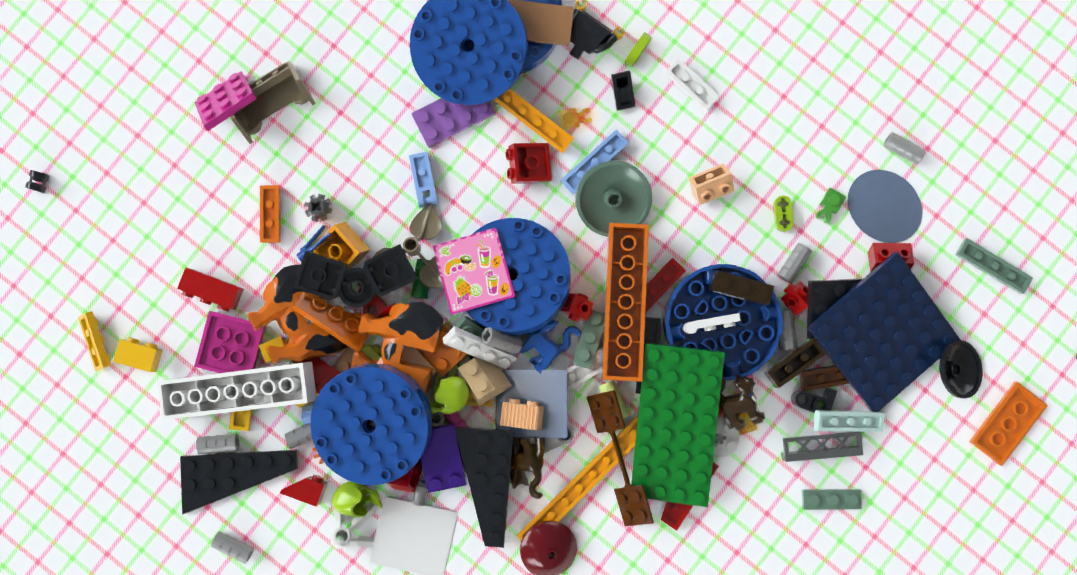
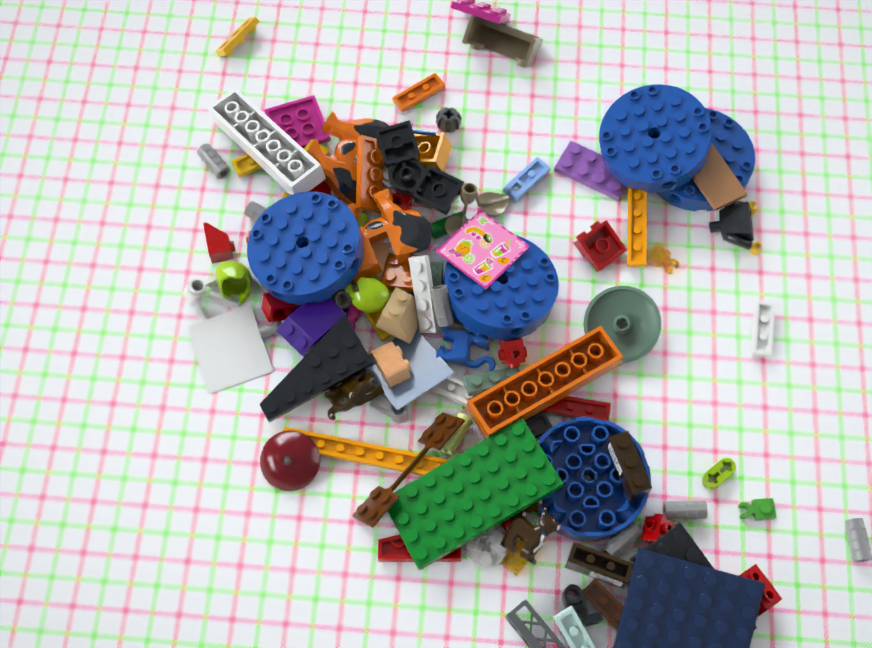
camera: 55 degrees right, 20 degrees down
(138, 355) = (246, 69): yellow brick -> none
(210, 289) = (331, 86): red brick -> none
(217, 476) = (191, 181): black wing -> none
(232, 547) = (135, 218): light grey axle -> none
(604, 152) = (663, 298): light blue plate -> none
(623, 90) = (714, 276): black slope -> none
(638, 49) = (755, 270): lime beam -> none
(710, 324) = (580, 460): white plate -> none
(711, 184) = (695, 394): light nougat brick -> none
(884, 206) = (796, 560): sand blue sticker -> none

